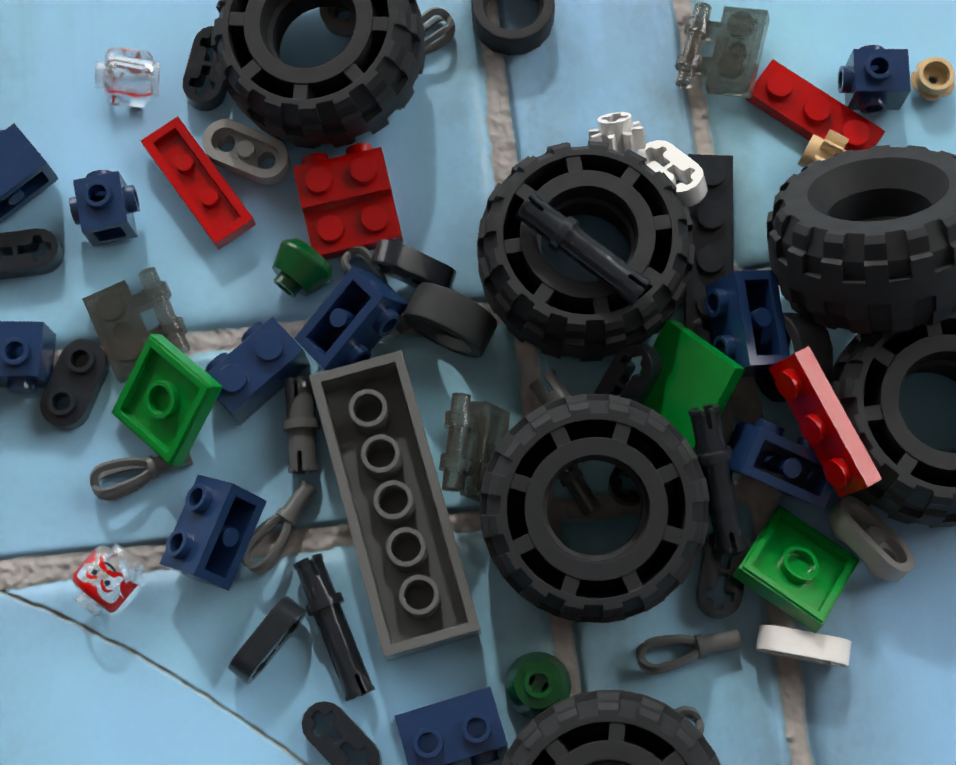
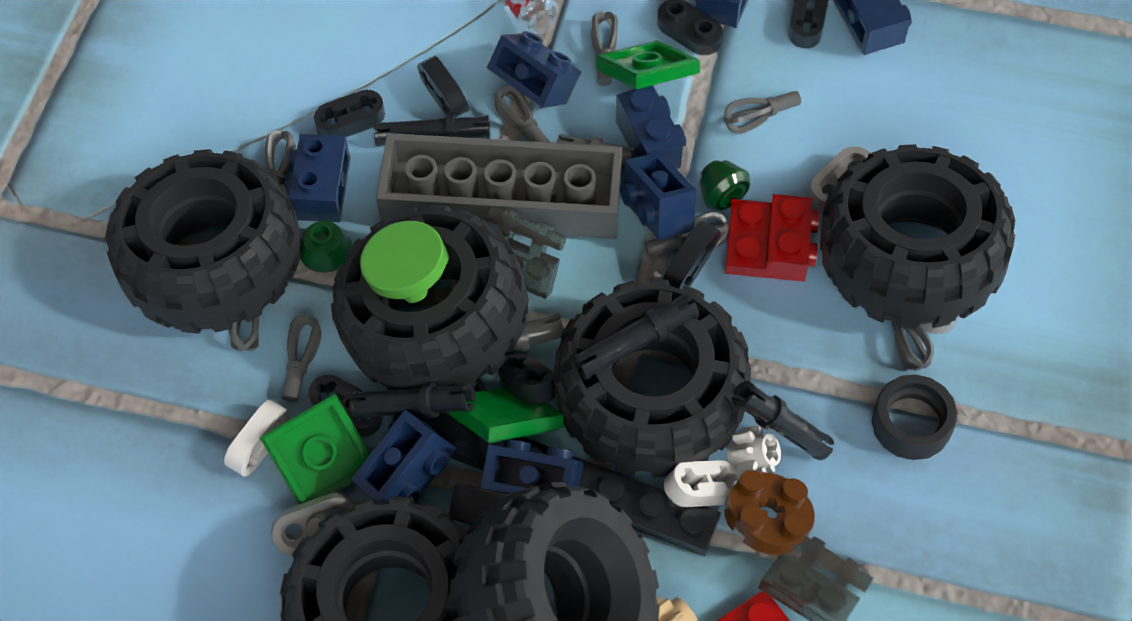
camera: 110 degrees right, 15 degrees down
(104, 207) = (823, 68): dark blue brick -> none
(121, 325) = (724, 65): clear smoke plate -> none
(128, 77) = (936, 113): clear head -> none
(167, 256) = (768, 108): none -> dark grey piece
(198, 183) = (825, 138): red plate -> none
(450, 319) = (633, 256): black tyre -> none
(590, 109) = (774, 414): none -> black pin
(590, 527) = (404, 260): none -> bright green tile
(673, 78) = (784, 496): none -> reddish brown plate
(824, 423) = (413, 479): red plate -> none

